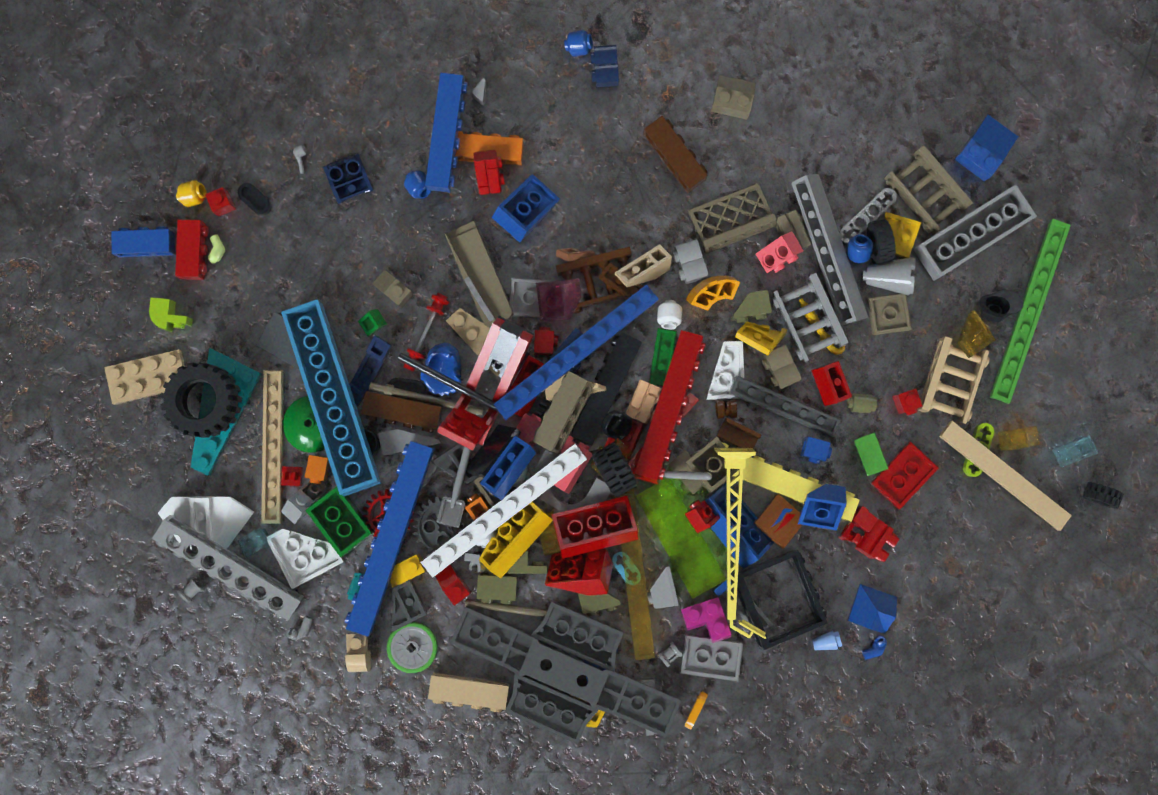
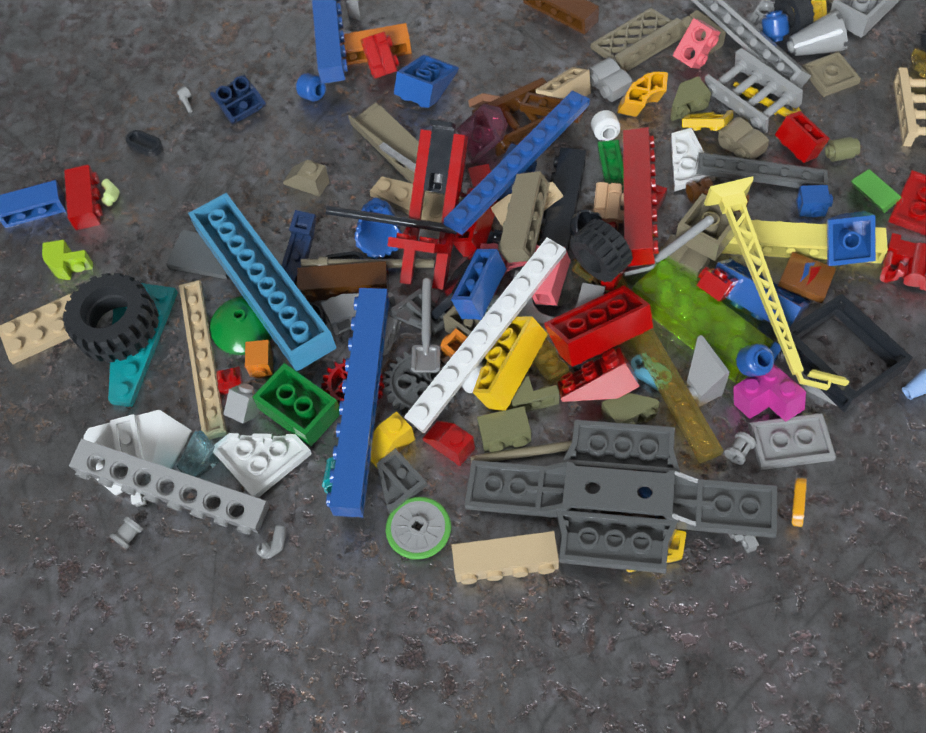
camera: 10 degrees left, 25 degrees down
(191, 193) = (76, 150): yellow head -> none
(220, 201) = (108, 148): red brick -> none
(358, 656) = (351, 547): tan brick -> none
(372, 322) = (286, 213): green slope -> none
(436, 308) = (344, 227): red axle -> none
(474, 559) = (469, 403): light grey tile -> none
(702, 600) = (755, 360): none -> blue head
(907, 402) = (889, 134): red brick -> none

